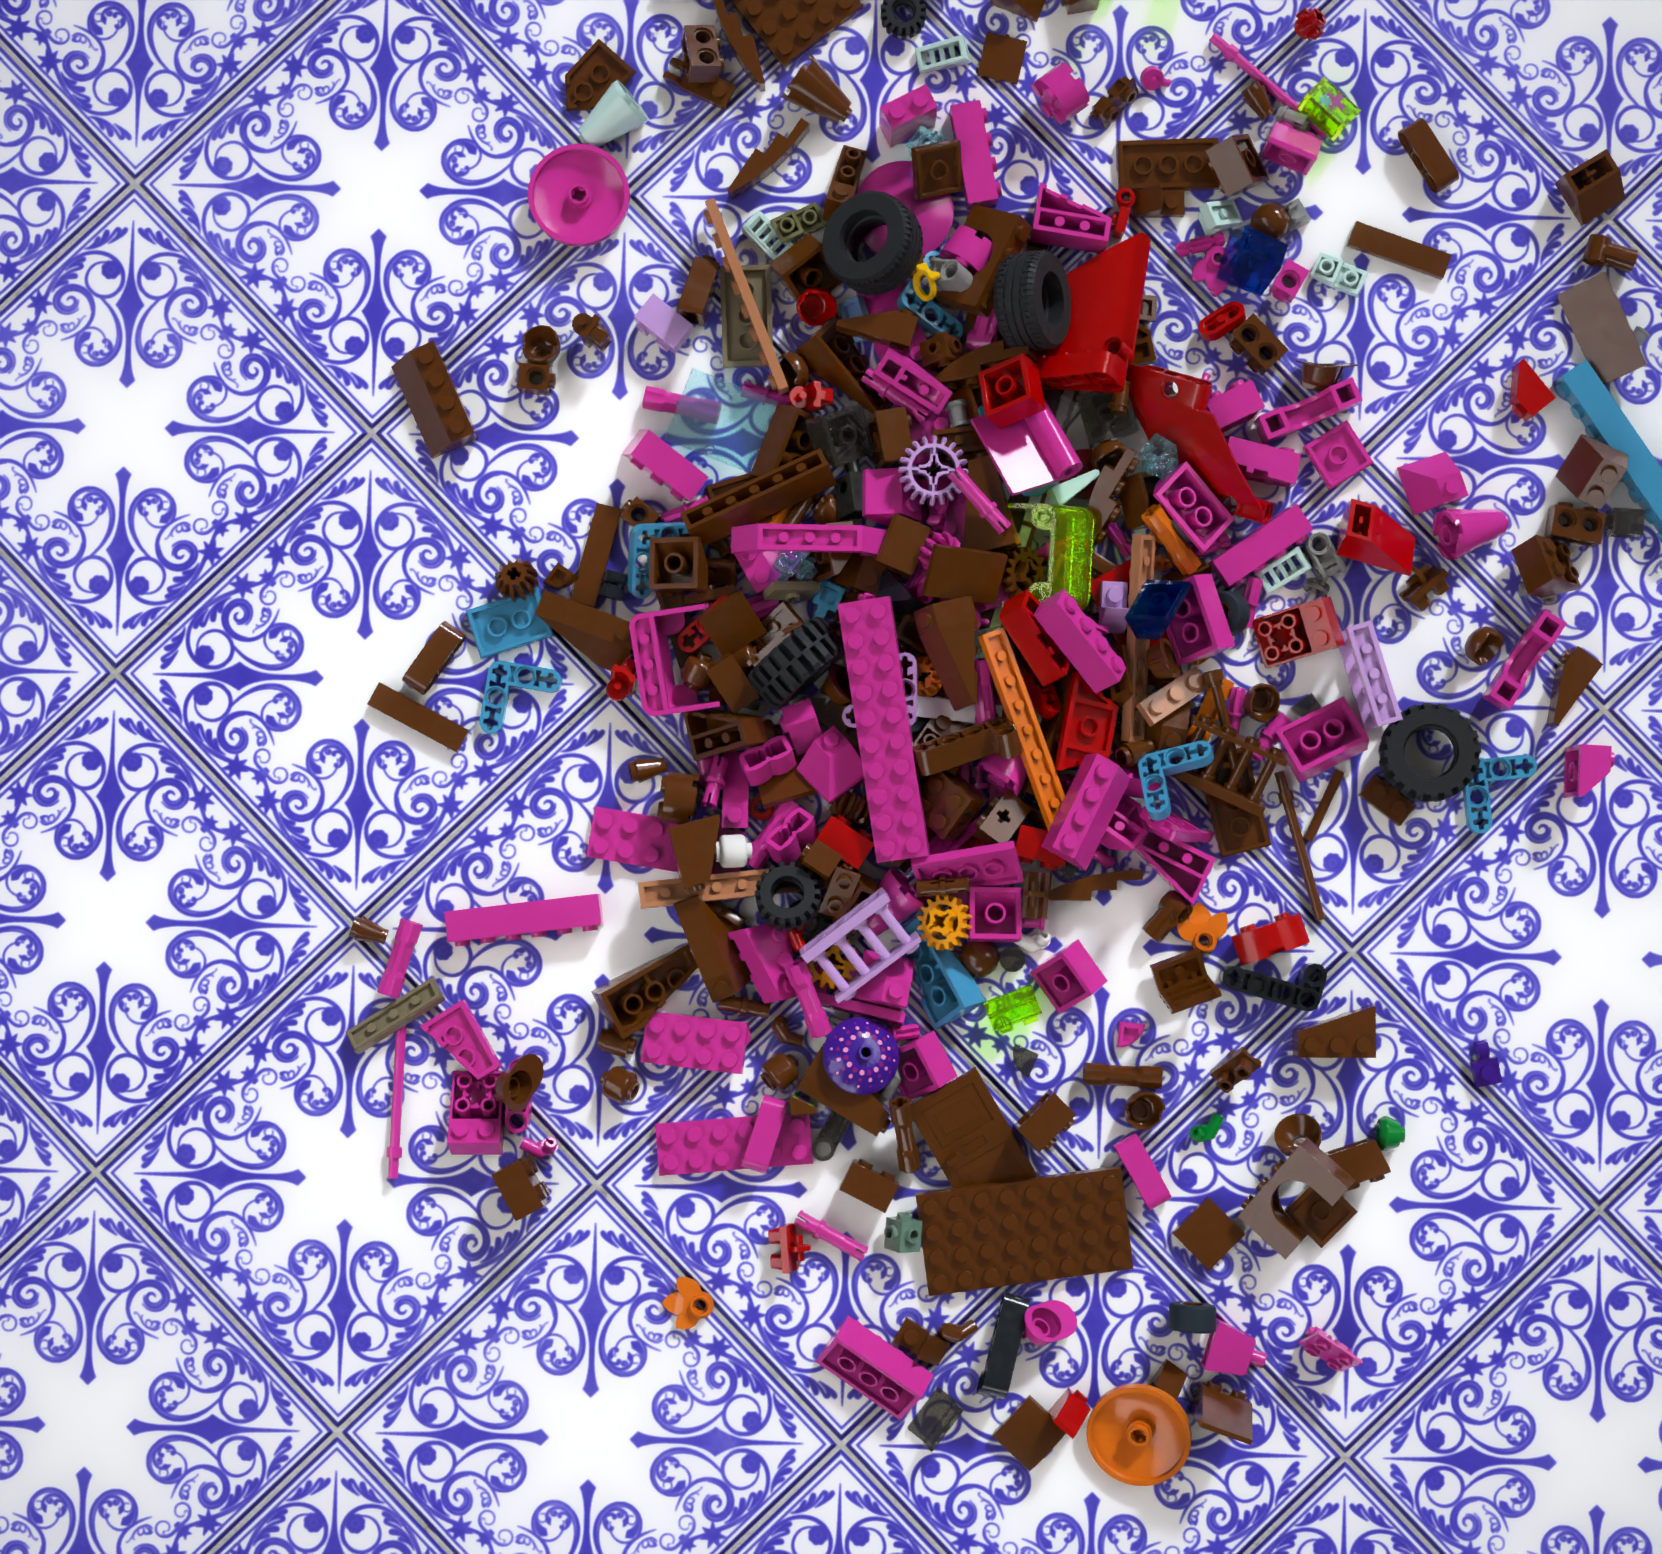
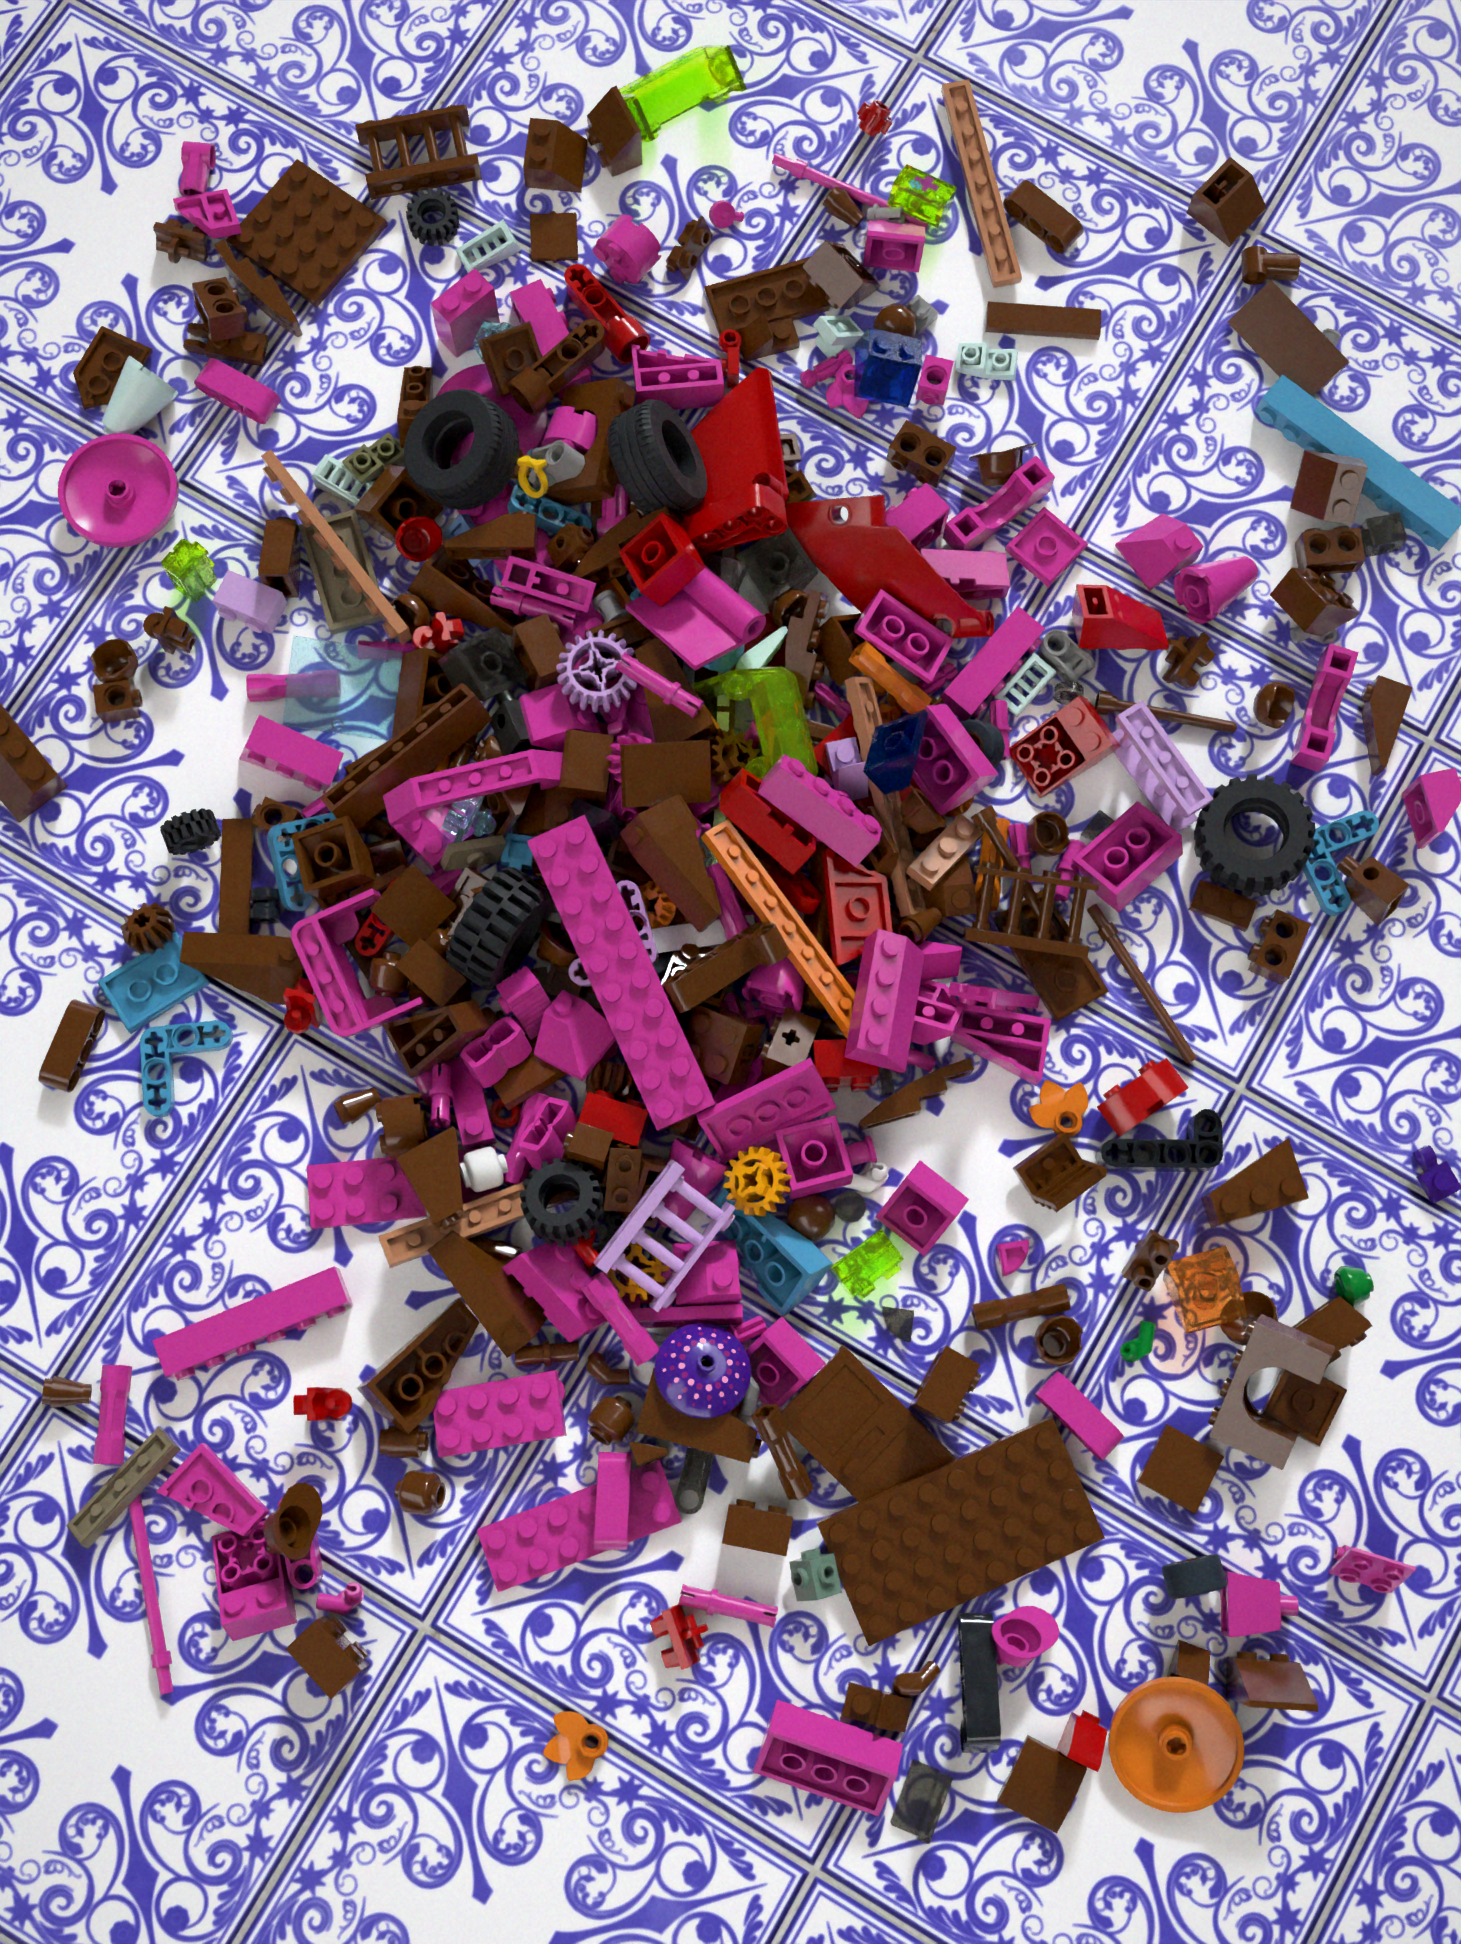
camera: 20 degrees left, 10 degrees down
(418, 717) = (69, 1120): reddish brown tile -> none
(560, 577) = (200, 914): reddish brown tile -> none
(563, 998) = (323, 1404): none -> red hips
(569, 509) = (190, 831): none -> black tyre
(622, 283) = (189, 569): none -> clear neon green brick
(698, 130) = (237, 391): none -> dark pink beam
(763, 164) = (319, 407): reddish brown slope -> none
(818, 93) = (359, 317): reddish brown cone -> none
(942, 886) = (743, 1138): reddish brown pin -> none
(948, 200) = (535, 387): none -> reddish brown beam
(1035, 166) = (618, 326): none -> red beam
(1036, 895) = (856, 1118): reddish brown hips -> none
(1119, 400) = (787, 546): reddish brown pin -> none
(1159, 457) = (849, 592): clear light blue brick -> none
(1163, 768) = (958, 932): dark azure beam -> none
(1171, 910) = (1018, 1097): reddish brown piece -> none
(1222, 321) = (874, 440): red plate -> none
(1271, 1104) = (1205, 1289): none -> clear orange slope
(1323, 805) = (1154, 931): reddish brown bar -> none
(1346, 605) = (1107, 703): none -> reddish brown piece
(1384, 108) = (981, 184): none -> nougat plate
(1424, 852) = (1283, 949): none -> reddish brown brick
(1514, 830) = (1373, 887): none -> reddish brown torso
(1528, 391) = (1231, 426): red slope -> none

